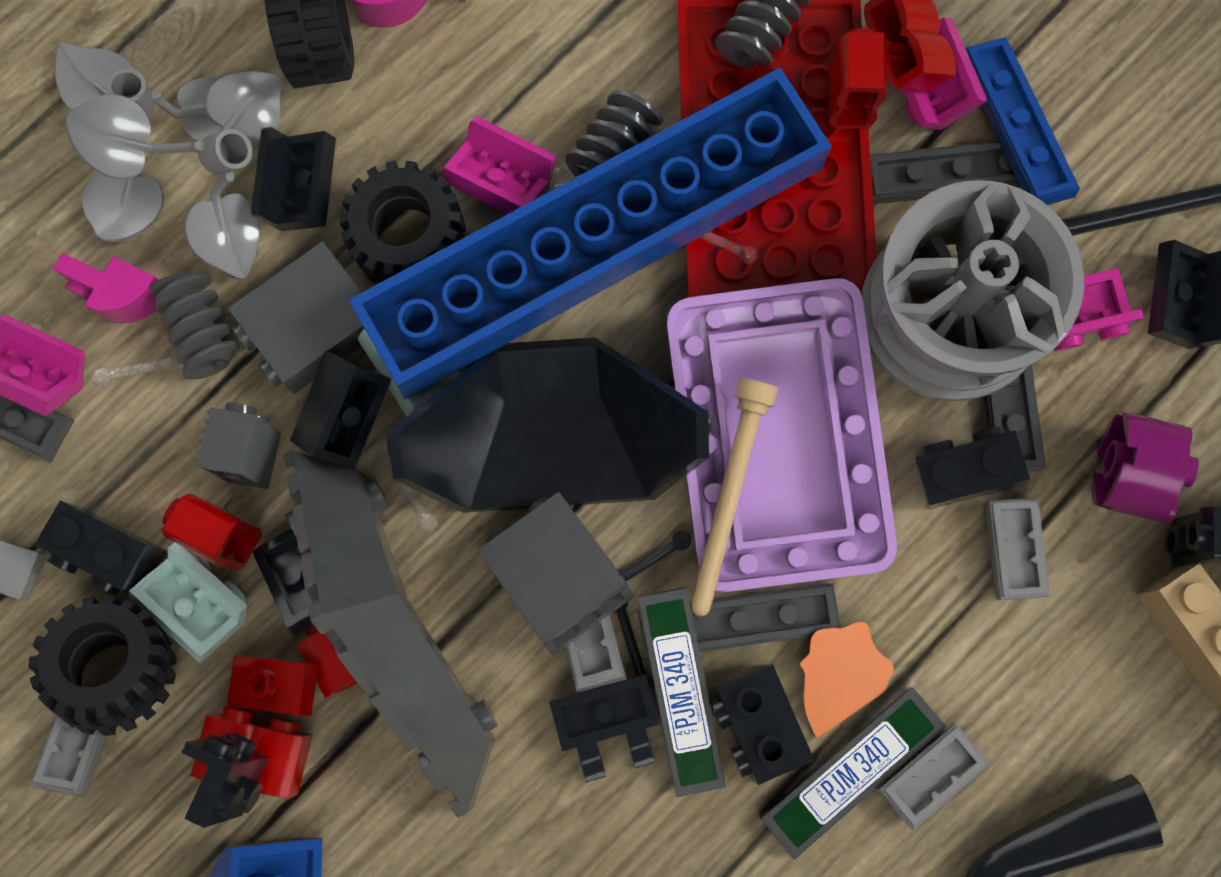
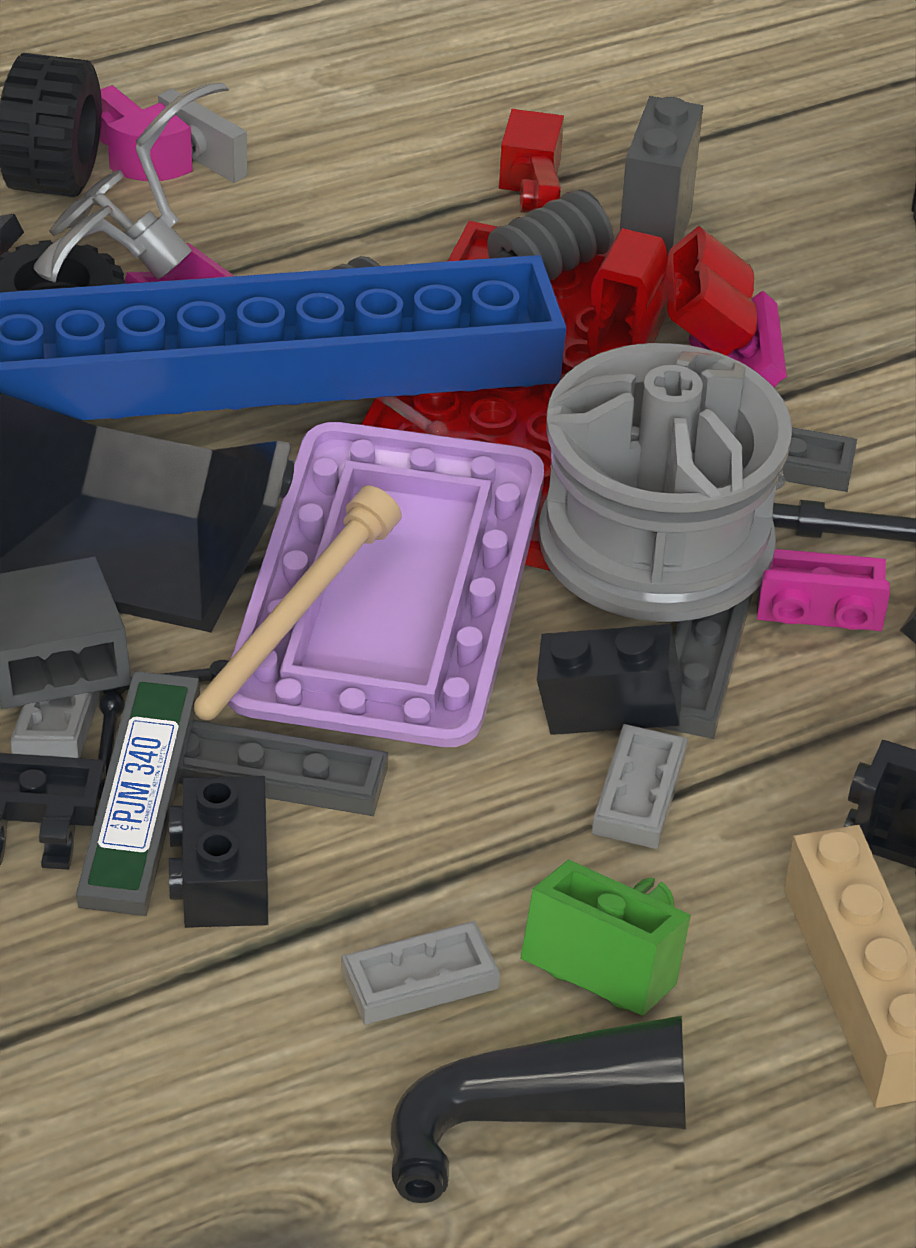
camera: 15 degrees right, 35 degrees down
(453, 134) = (149, 237): none -> light grey plant
(842, 675) = (354, 847): orange sticker -> none
(852, 772) = (304, 945): tile -> none
(1021, 124) = (822, 414): blue tile -> none
(1055, 712) = (606, 935): none -> bright green brick
(1144, 467) = (827, 724): magenta brick -> none

